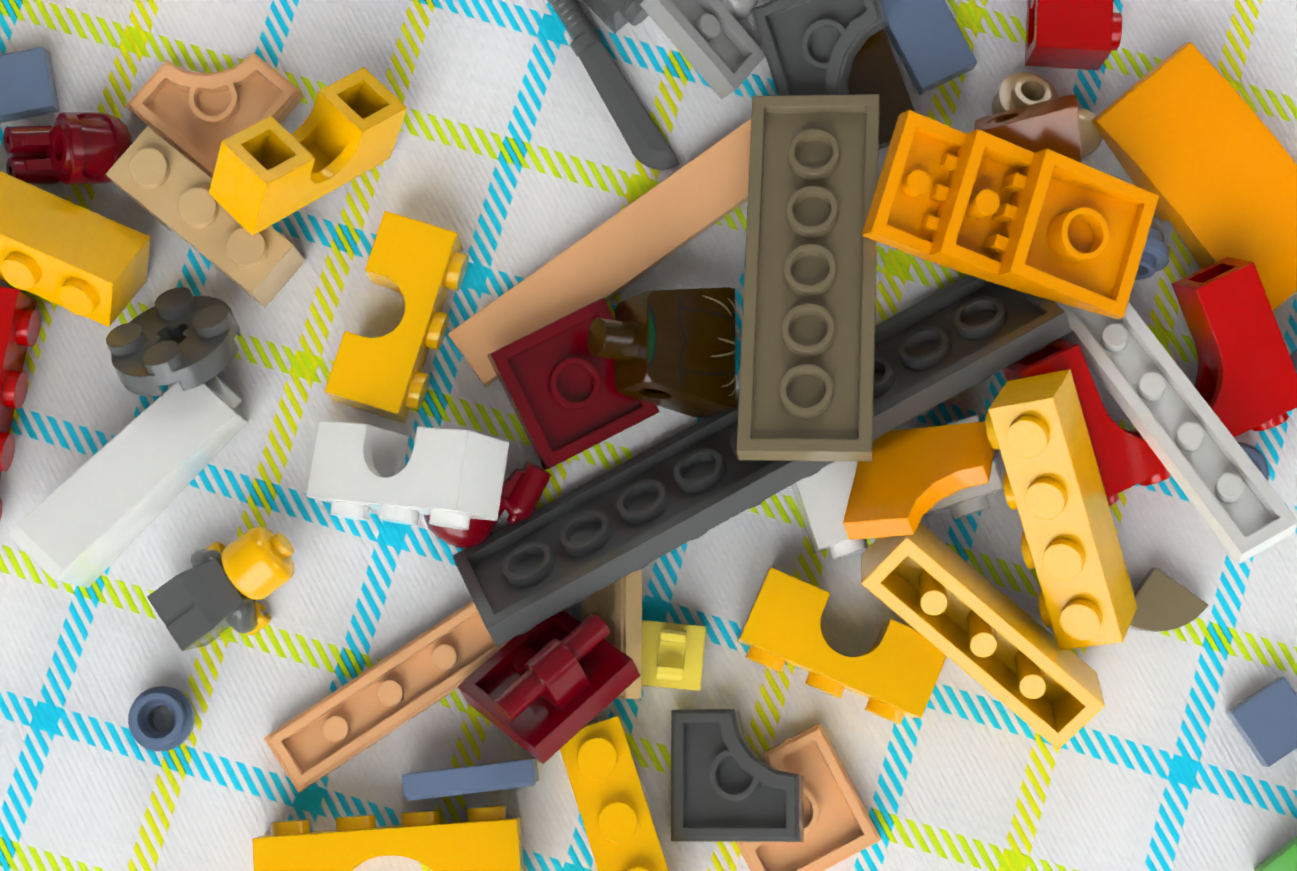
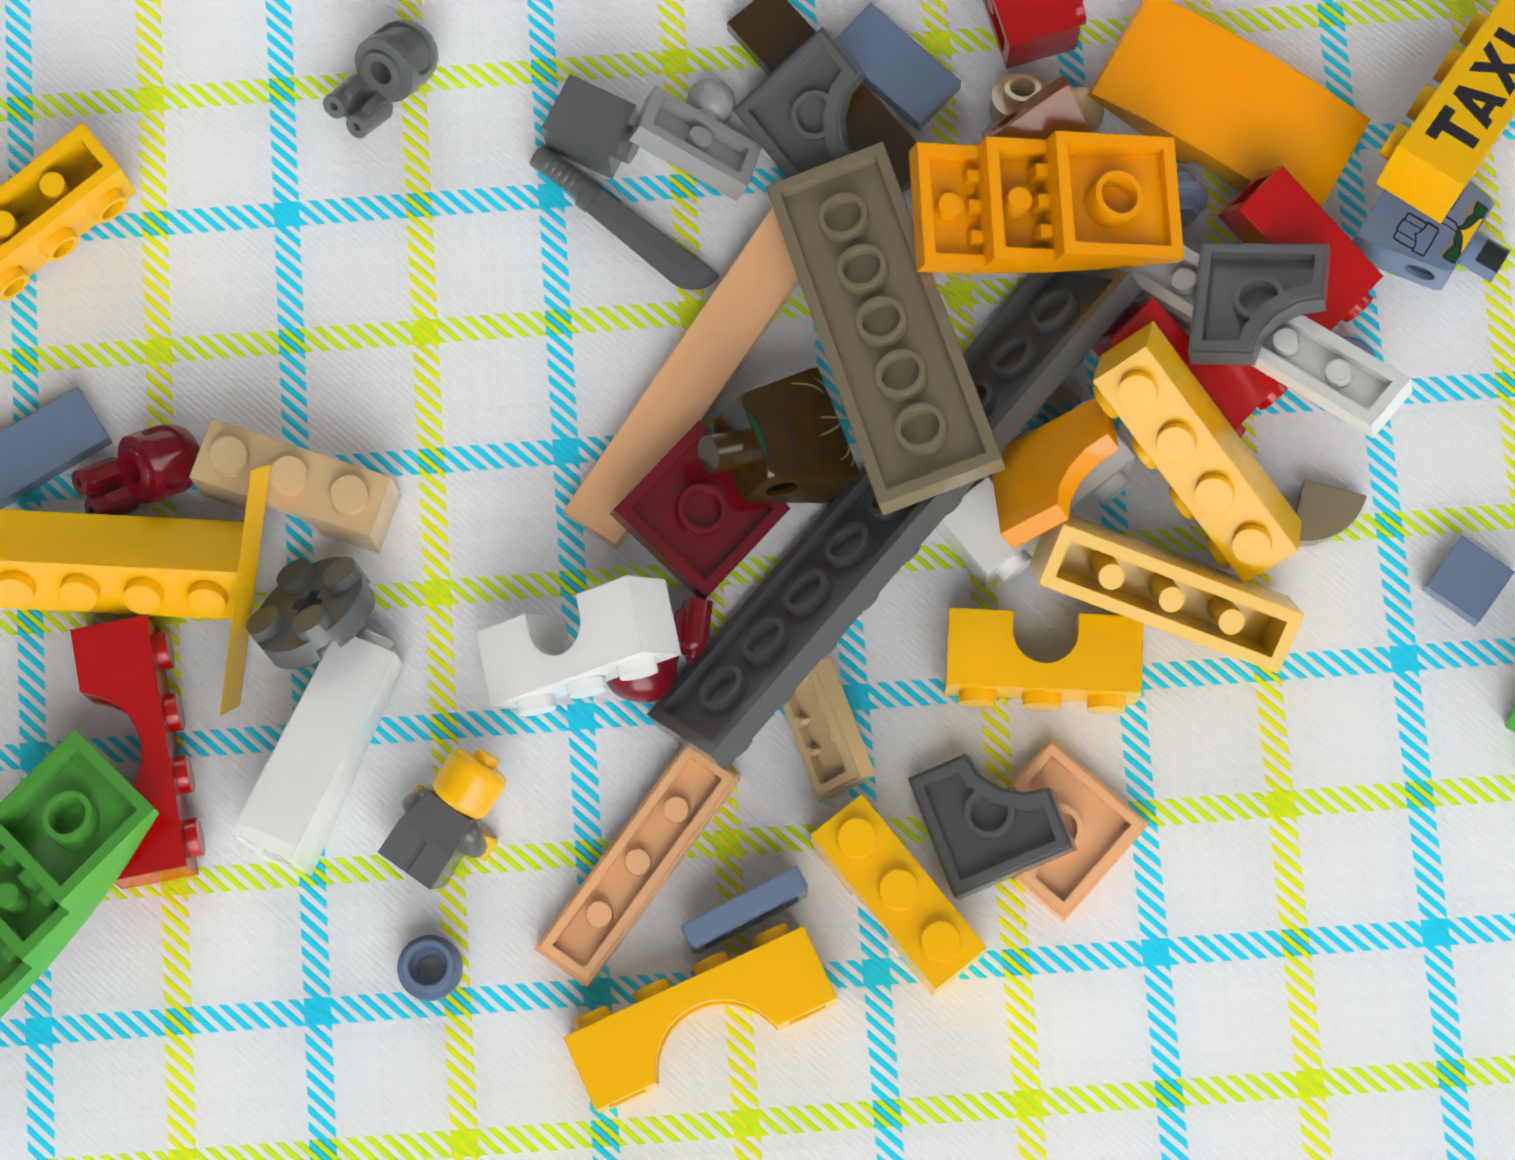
camera: 15 degrees left, 5 degrees down
(118, 298) = (245, 588): none -> yellow sticker
(204, 108) = (266, 389): light nougat tile -> none
(273, 173) = (355, 411): yellow arch -> none
(386, 371) = (516, 568): yellow arch -> none
(550, 682) = (785, 786): dark red plate -> none
(672, 655) = (890, 728): light yellow tile -> none
(1175, 375) = (1248, 293): none -> dark grey tile

